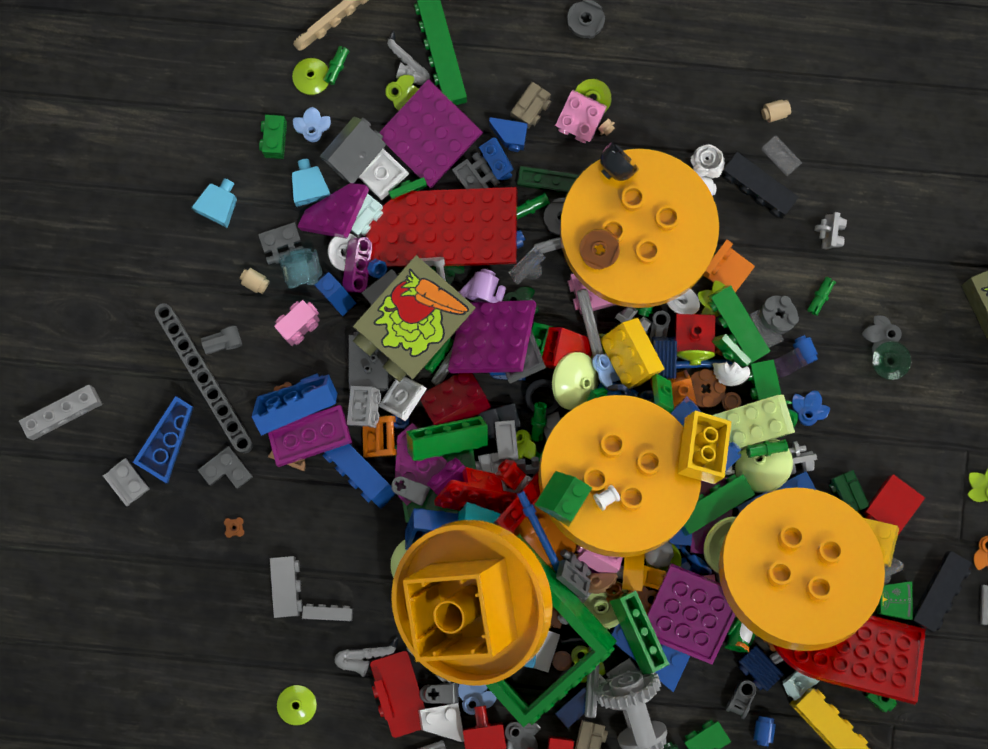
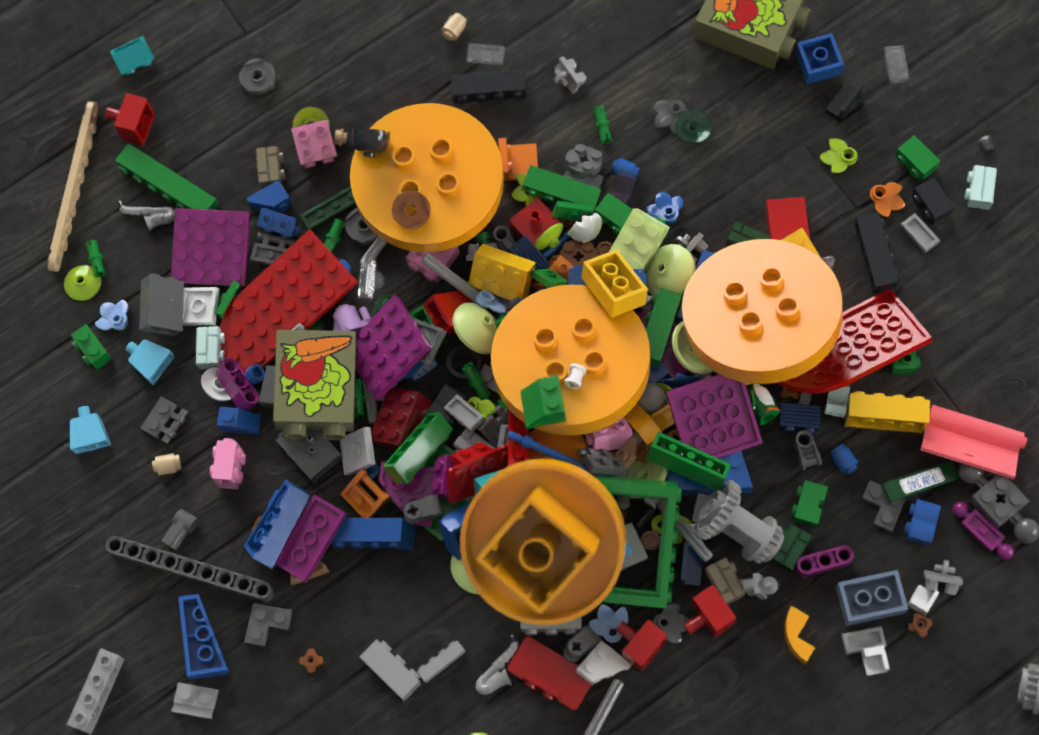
camera: 35 degrees left, 10 degrees down
(301, 267) = (195, 421): clear light blue brick -> none
(336, 212) = (187, 362): magenta plate -> none
(363, 406) = (333, 480): light grey bracket -> none
(405, 90) = (165, 233): lime plate -> none
(510, 474) = (488, 432): red bracket -> none
(686, 303) = (507, 209): white dish -> none
(713, 166) = (436, 92): white hair -> none
(766, 448) = (660, 255): green pin -> none
(896, 601) = (853, 286): green torso -> none

